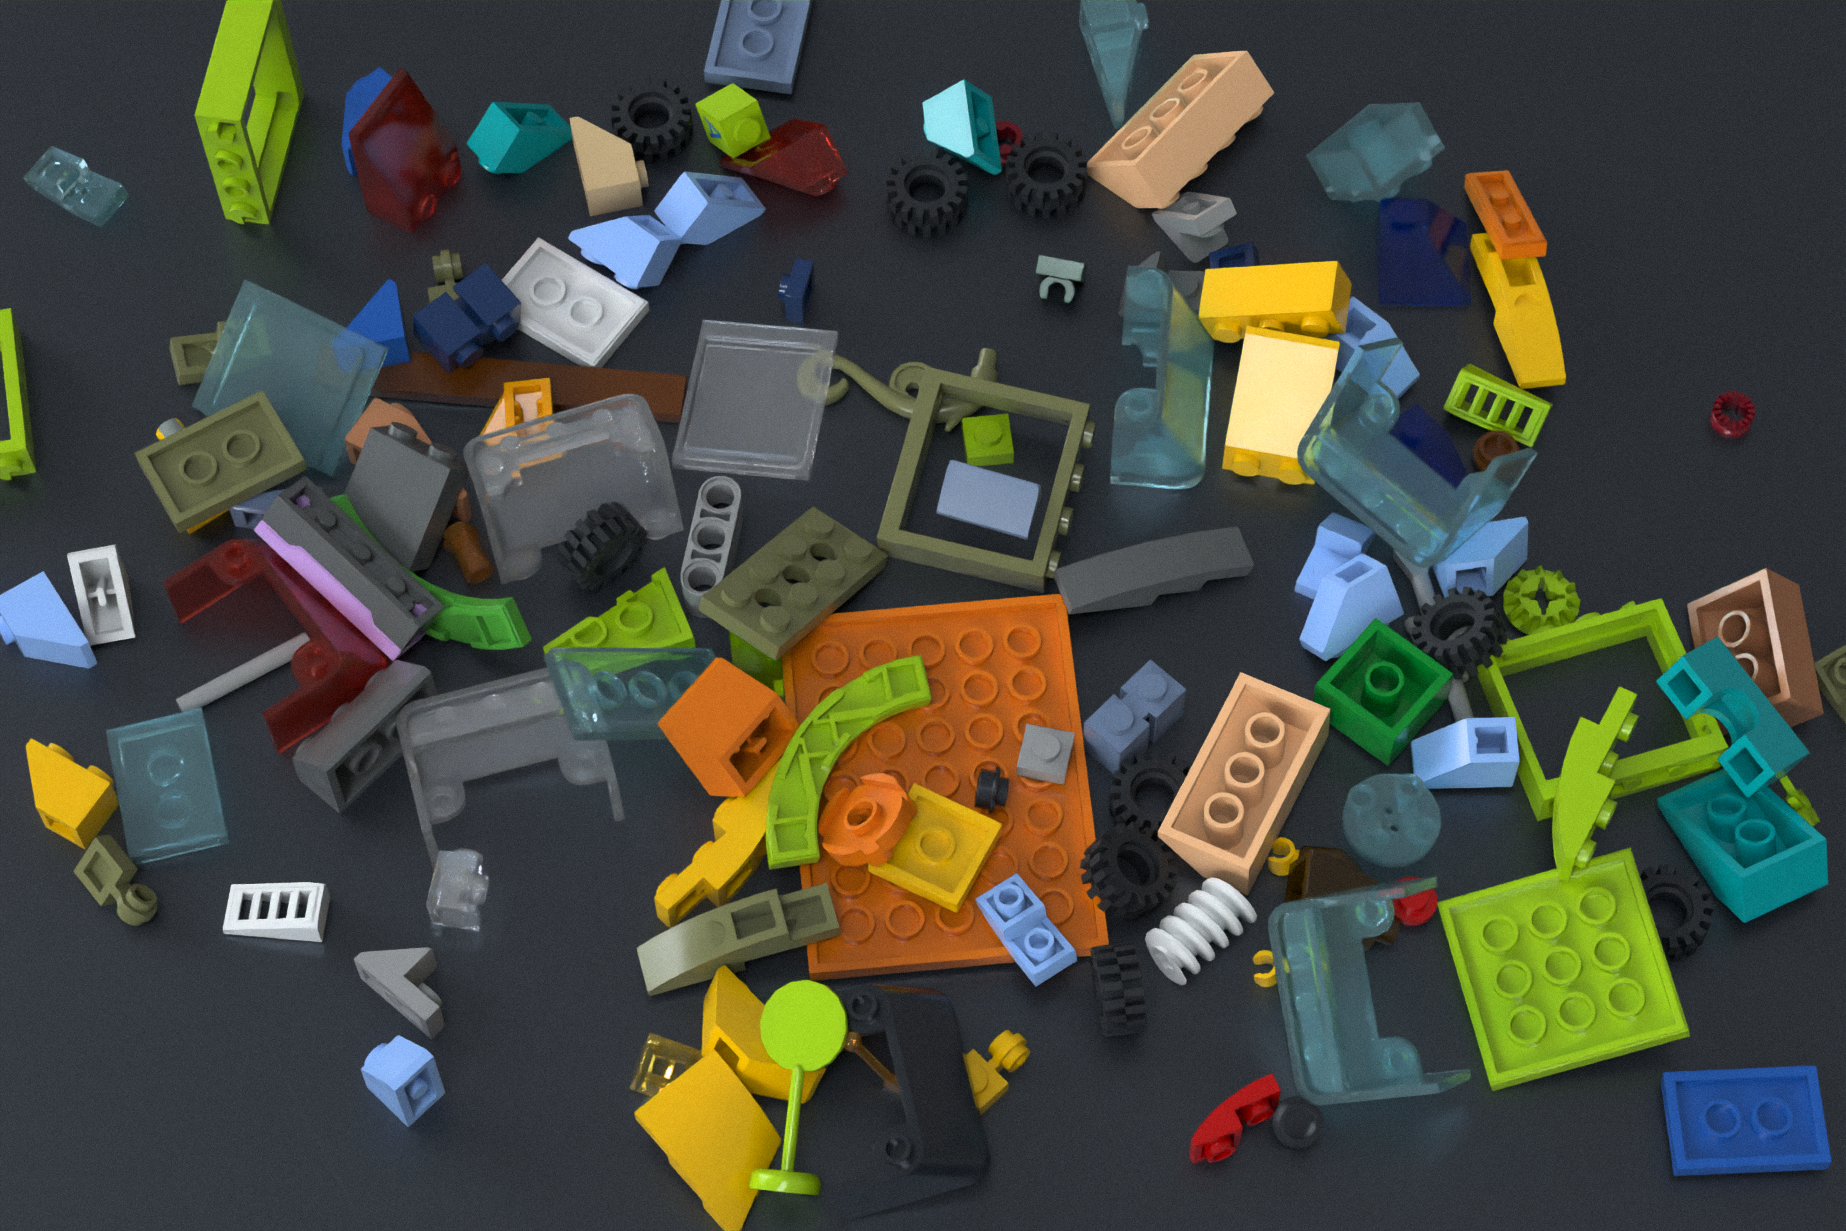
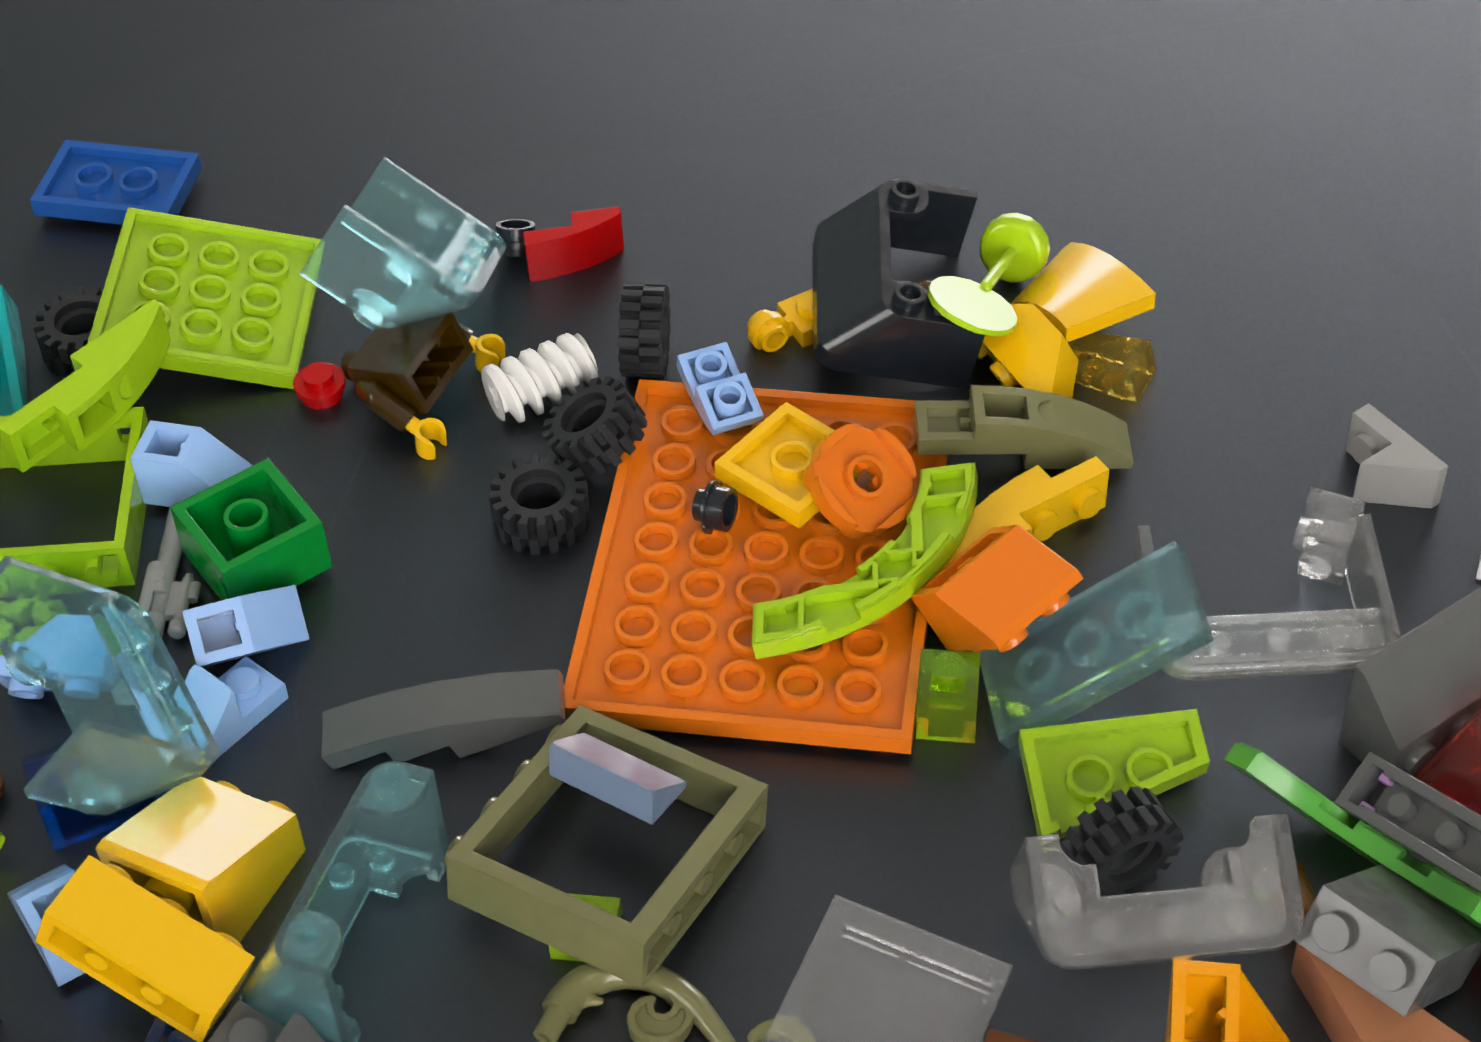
camera: 165 degrees left, 15 degrees down
(403, 1078) = (1394, 366): light blue slope -> none
(711, 527) = (985, 814): light grey beam -> none
(800, 605) = (891, 792): olive plate -> none
(1045, 754) = (642, 539): light grey plate -> none
(1121, 725) = (507, 567): sand blue piece -> none
(1245, 781) = (429, 470): light nougat slope -> none
(1413, 814) = (305, 424): clear light blue plate -> none
(1452, 614) = (145, 525): black tyre -> none

